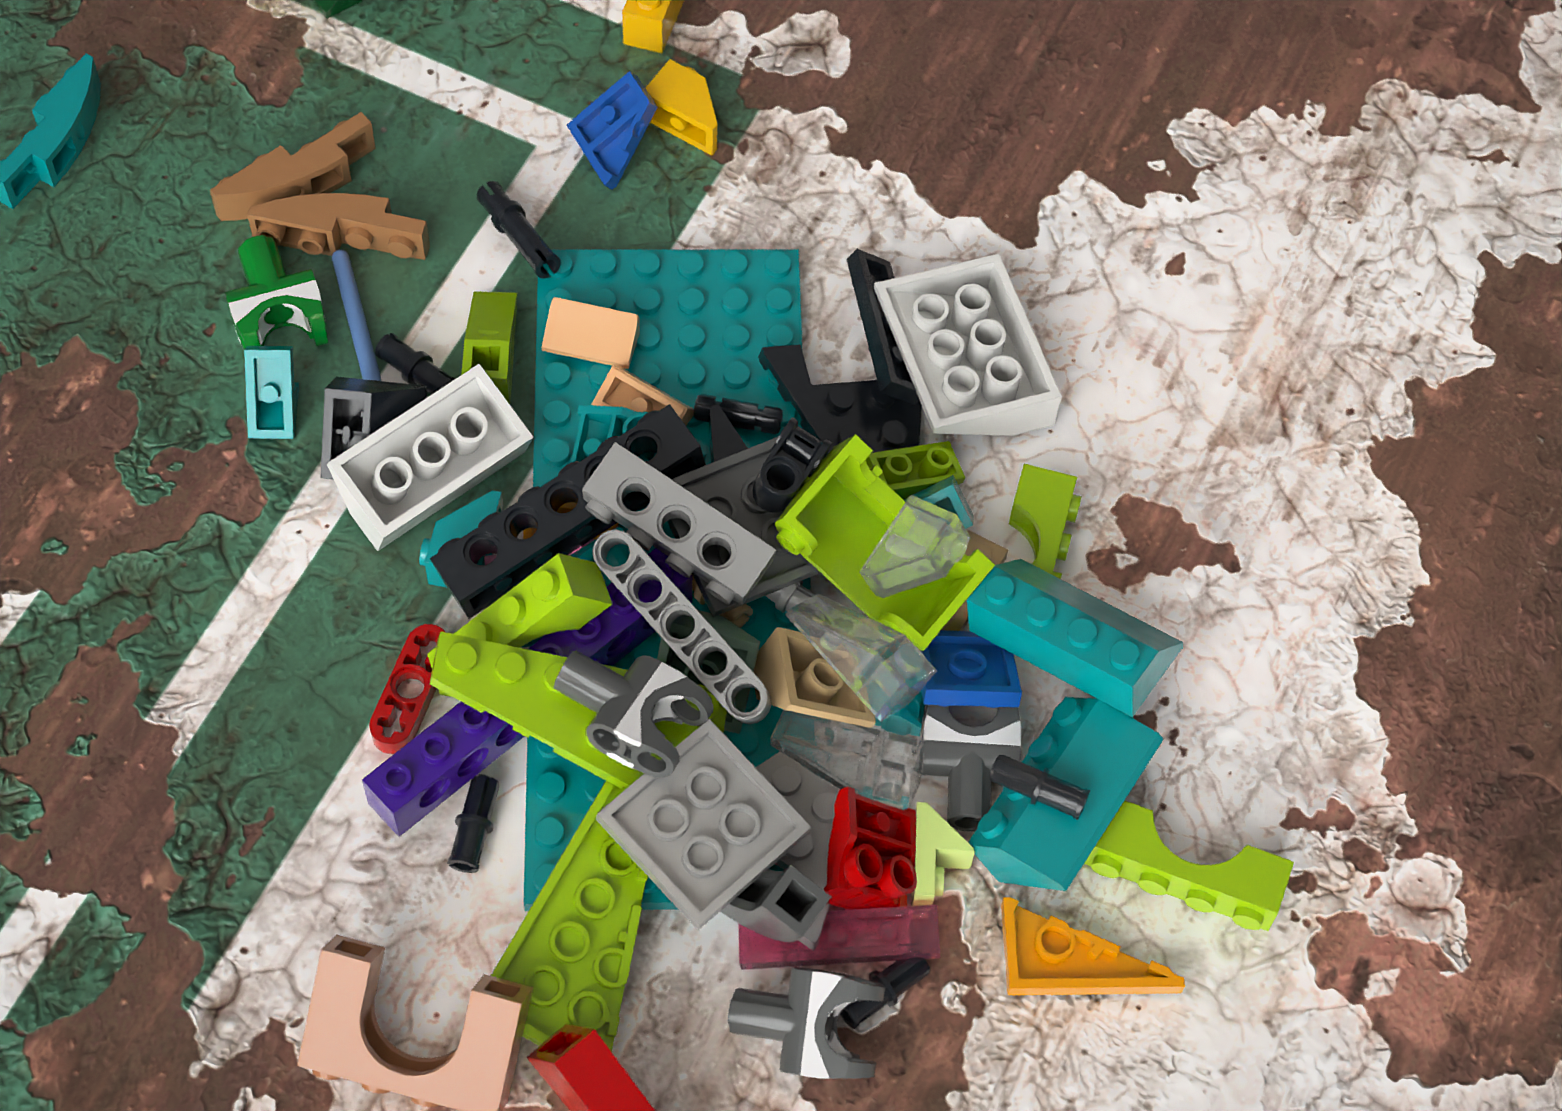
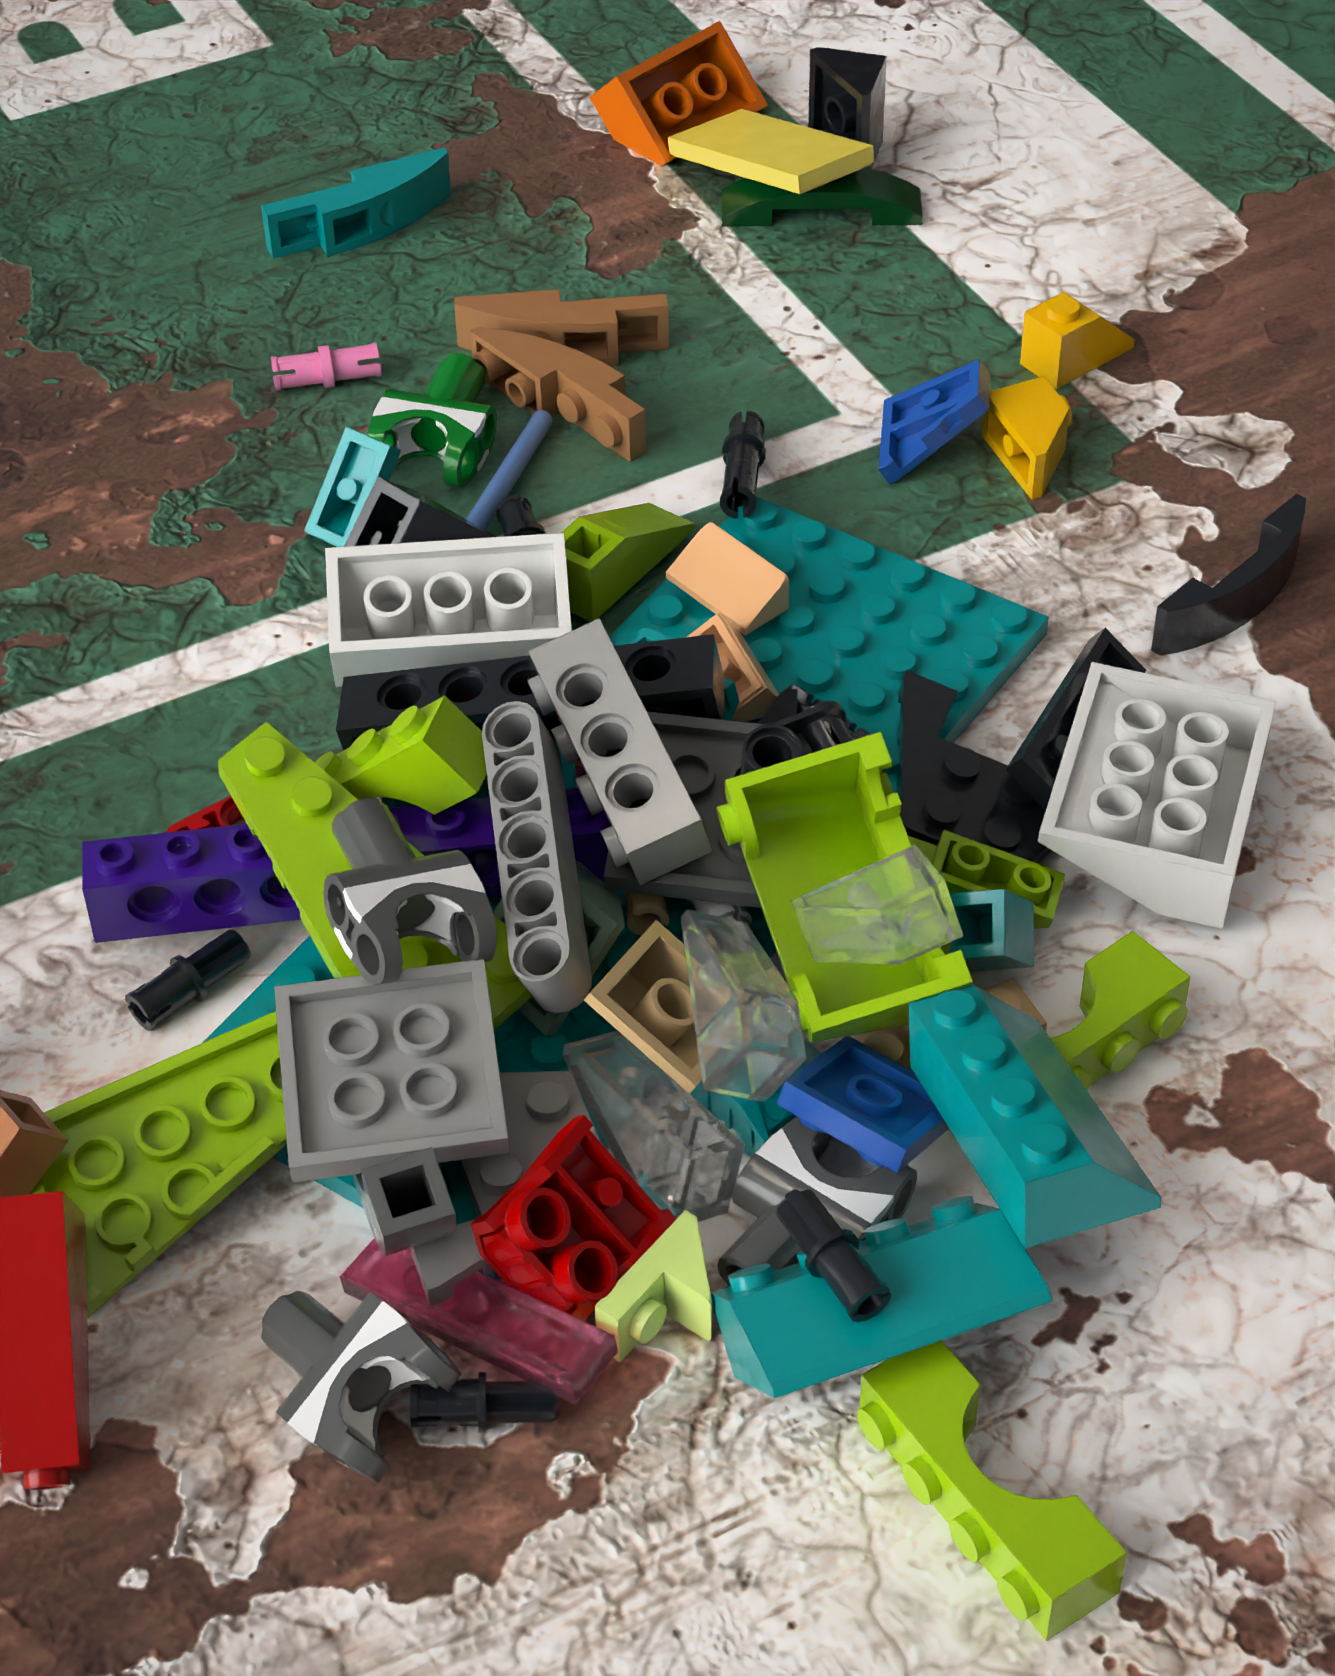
camera: 40 degrees right, 15 degrees down
(147, 291) = (326, 366): none -> bright pink pin
(890, 194) = (1204, 614): none -> black slope
(1058, 960) = (726, 1498): light orange wing -> none

